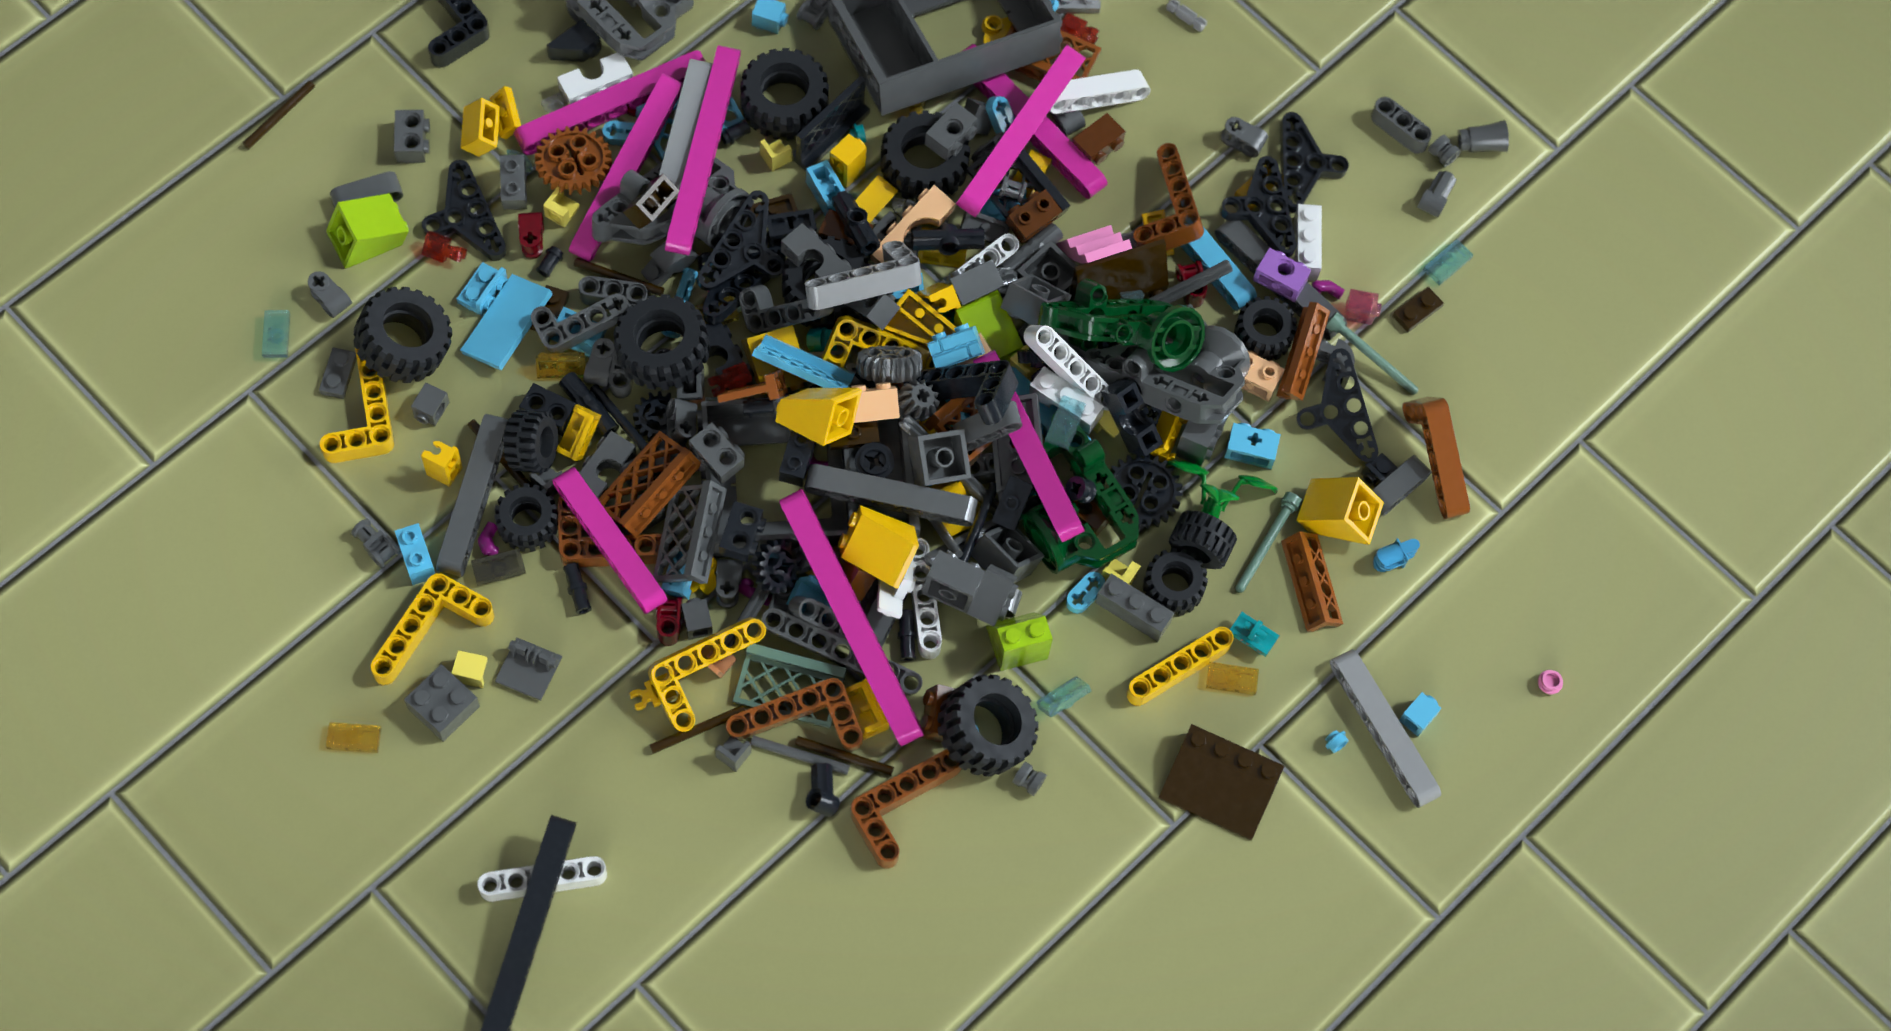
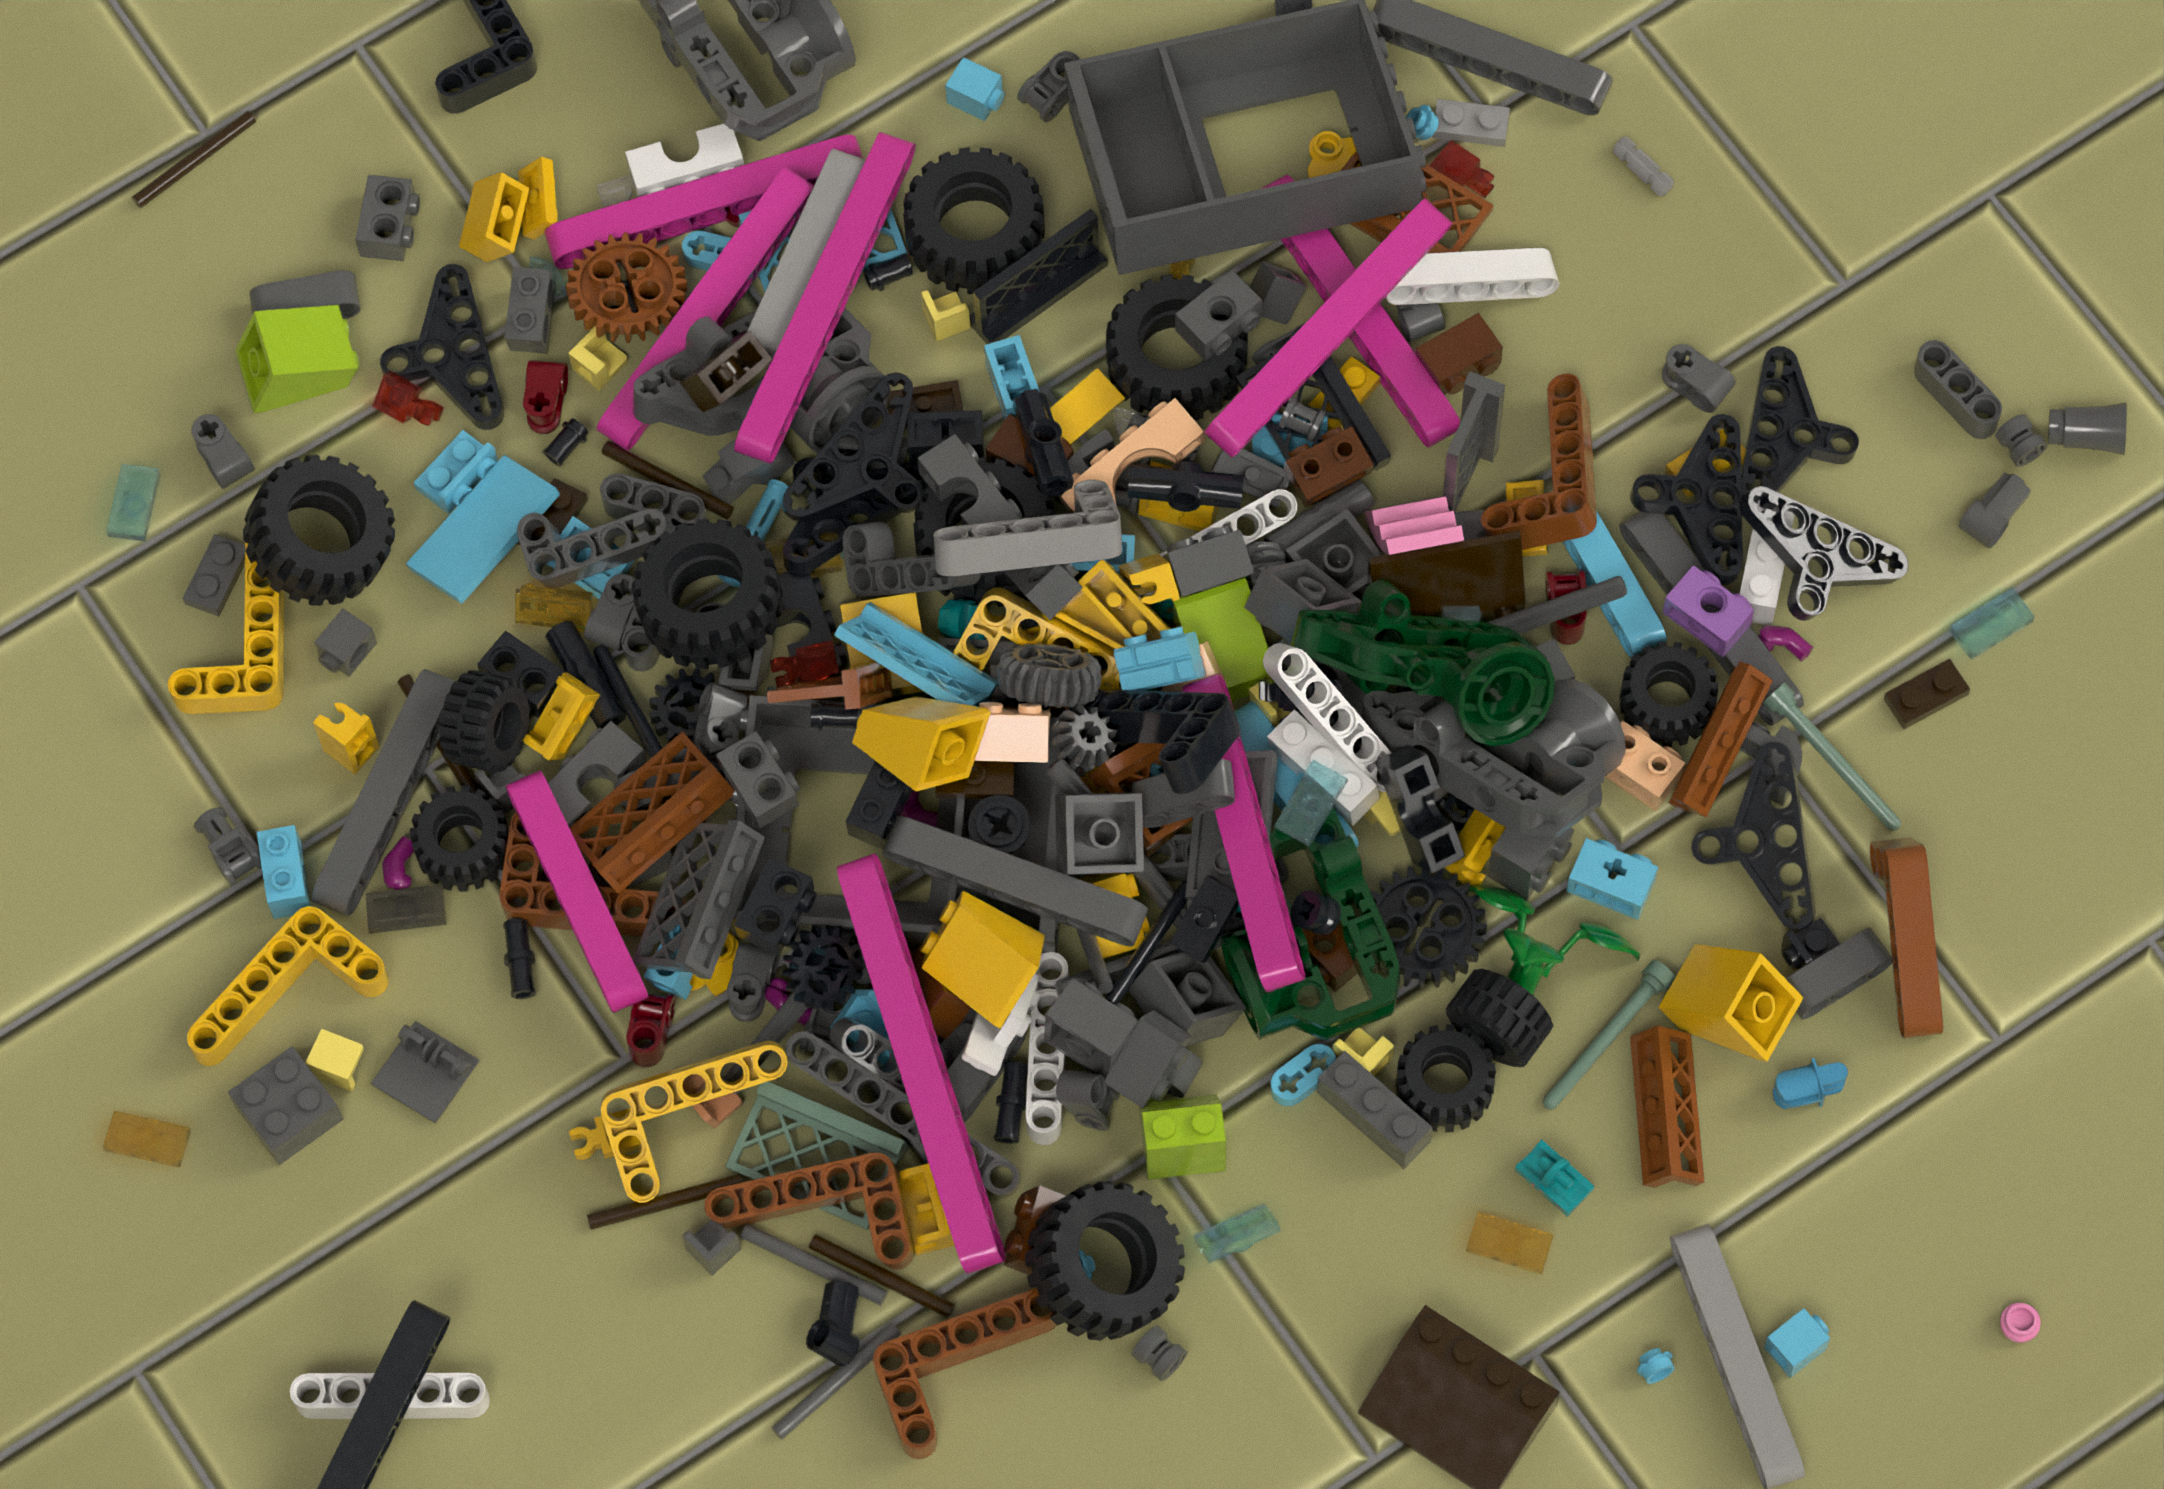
camera: 20 degrees right, 0 degrees up
(575, 44) = (664, 101): black slope -> none
(697, 618) = (692, 1030): dark grey brick -> none
(827, 827) = (833, 1383): none -> dark grey bar
(848, 159) = (1053, 339): yellow brick -> none
(858, 132) = (1080, 298): teal plate -> none
(955, 625) = (1086, 1097): none -> dark grey piece
(1002, 116) = (1309, 299): medium azure beam -> none
(1122, 179) = (1476, 435): none -> dark grey fence
(1185, 656) = (1439, 1196): yellow beam -> none
(1330, 228) = (1801, 545): none -> beam
(1362, 307) = (1832, 678): clear pink brick -> none

